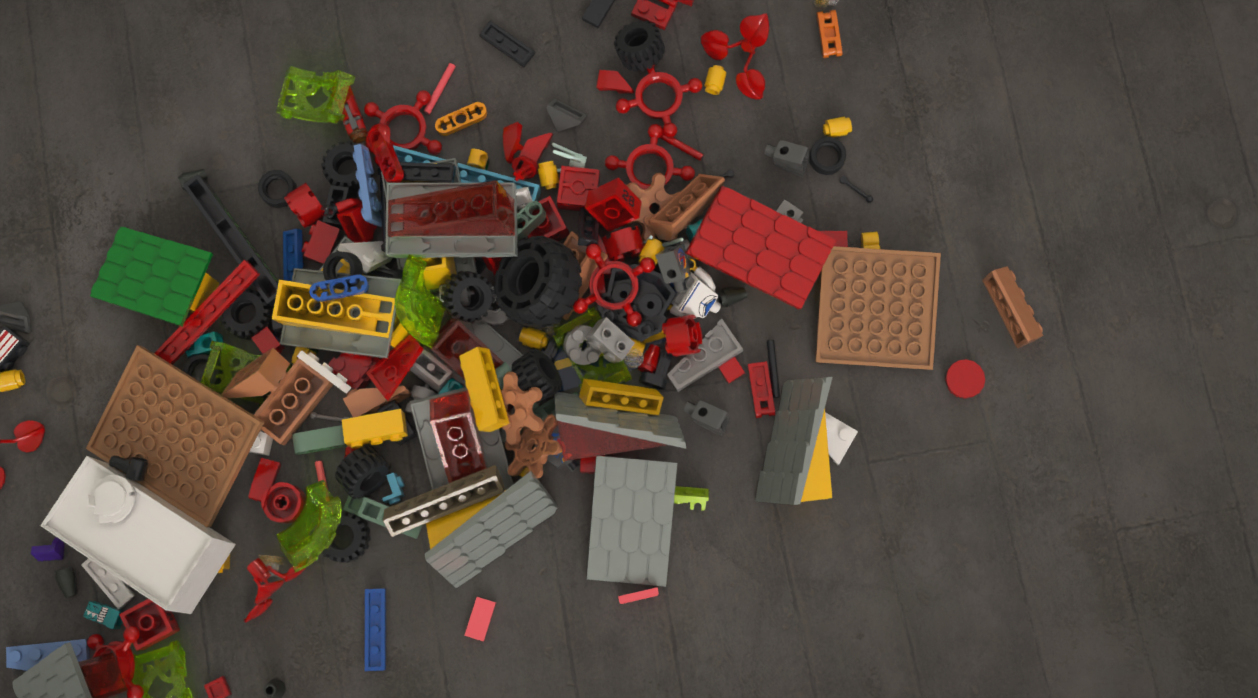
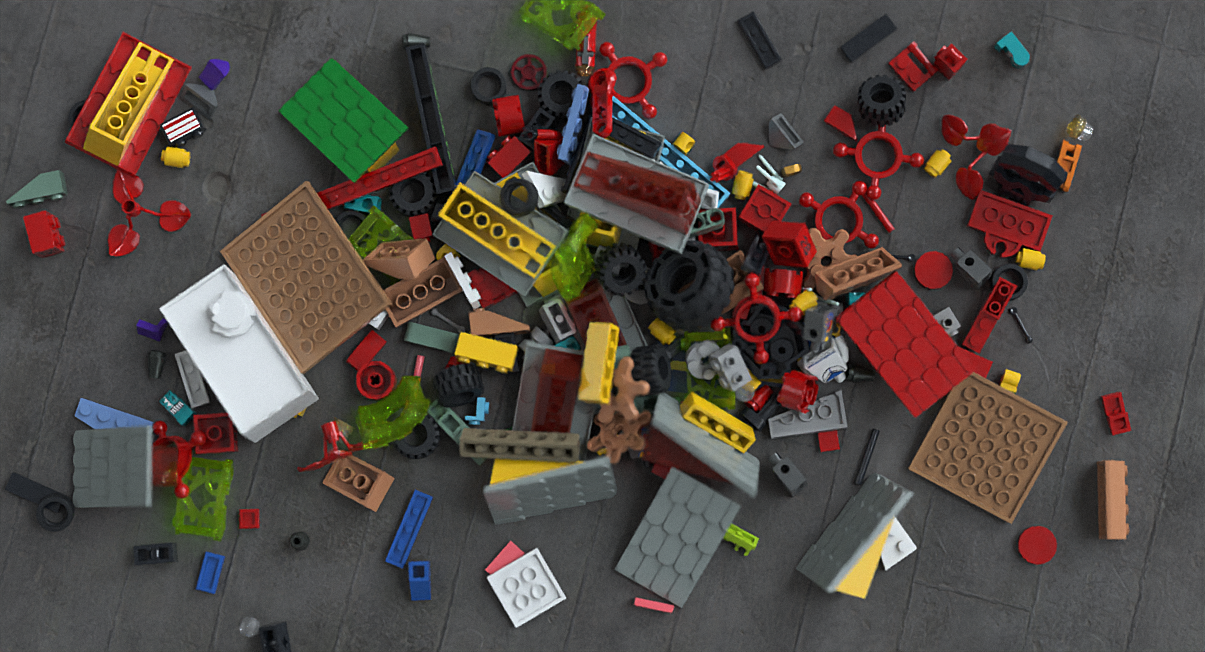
camera: 25 degrees right, 5 degrees up
(14, 287) = (214, 73): none -> dark purple tile
(133, 467) = (258, 289): black pin -> none
(307, 605) = (359, 481): none -> nougat slope
(308, 160) = (528, 71): none -> dark red wheel
(325, 295) = (507, 207): blue beam -> none
(390, 371) = (521, 309): red wing -> none
(405, 673) = (420, 580): none -> blue slope
(440, 87) = (677, 56): coral bar -> none
(463, 111) = (699, 99): light orange beam -> none
(510, 634) = (526, 587): none -> white plate
(511, 140) = (723, 136): red slope -> none
(586, 143) = (791, 170): none -> pearl gold tile
(755, 175) = (933, 270): none -> red tile
(761, 389) = (847, 470): red plate -> none
(800, 50) = (1027, 174): none -> black brick
(803, 105) = (1008, 224): none -> red plate
(824, 190) = (989, 314): none -> red slope
(977, 229) = (1115, 413): none -> red slope

